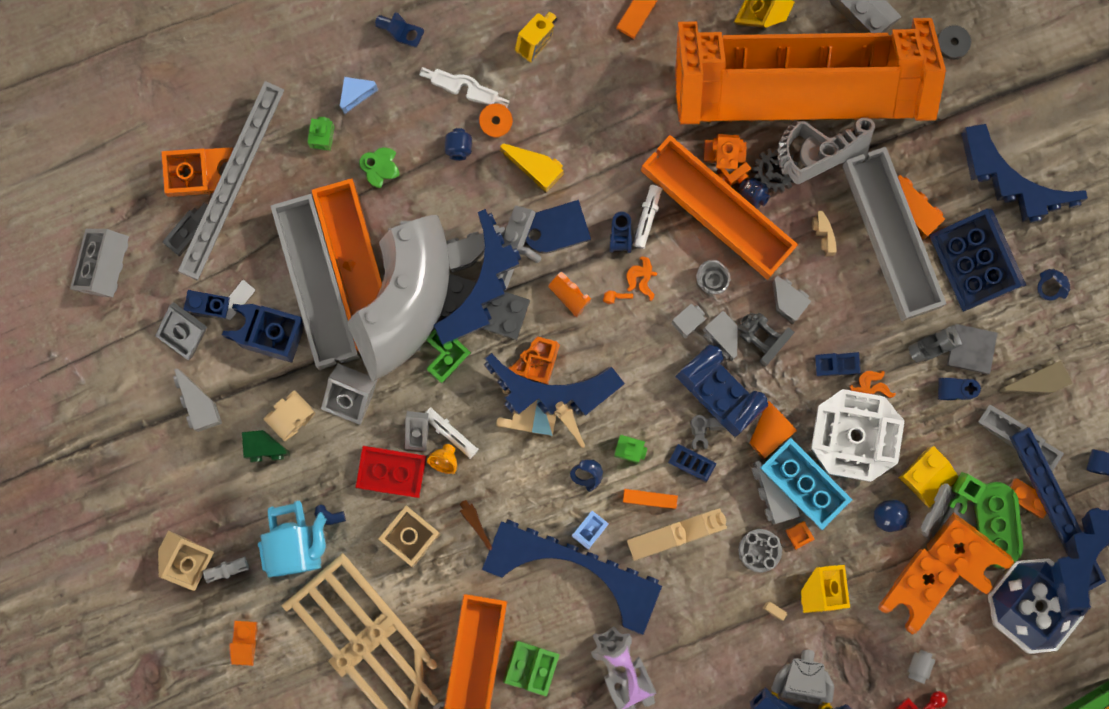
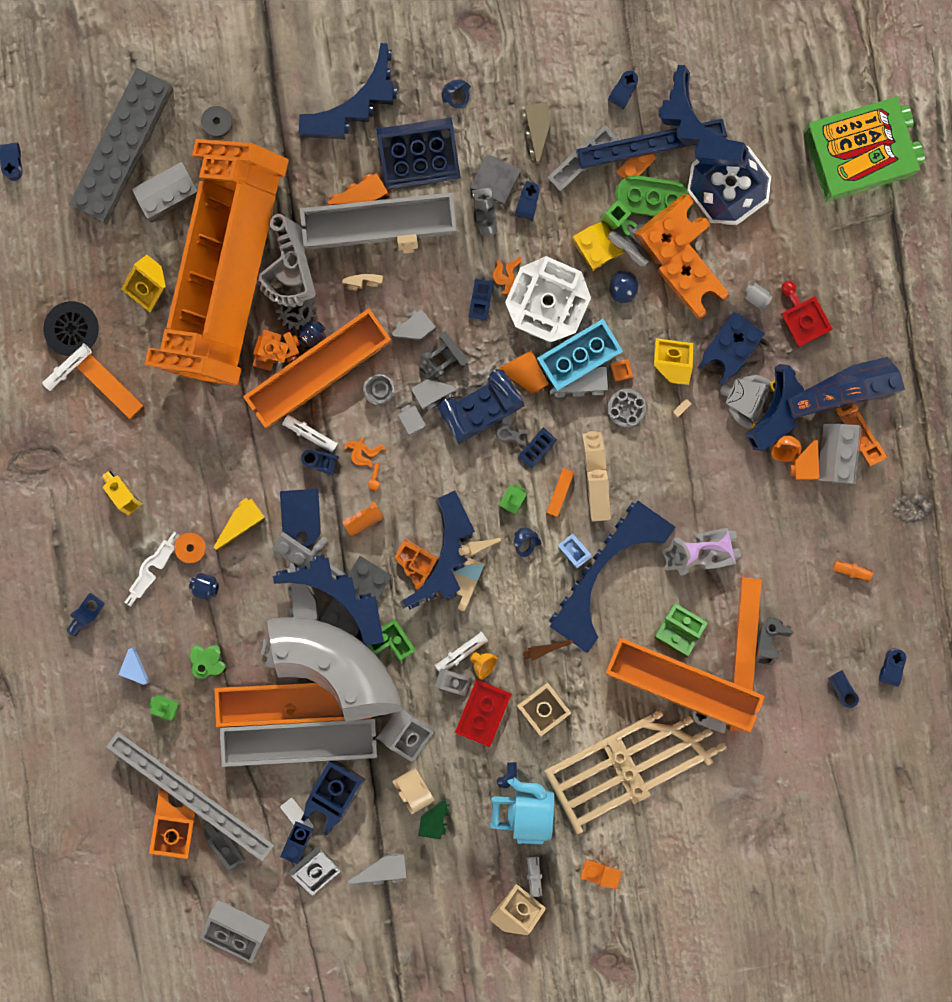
camera: 75 degrees left, 5 degrees up
(850, 649) = (726, 351): none -> dark blue brick
(879, 269) = (407, 243): none -> tan slope

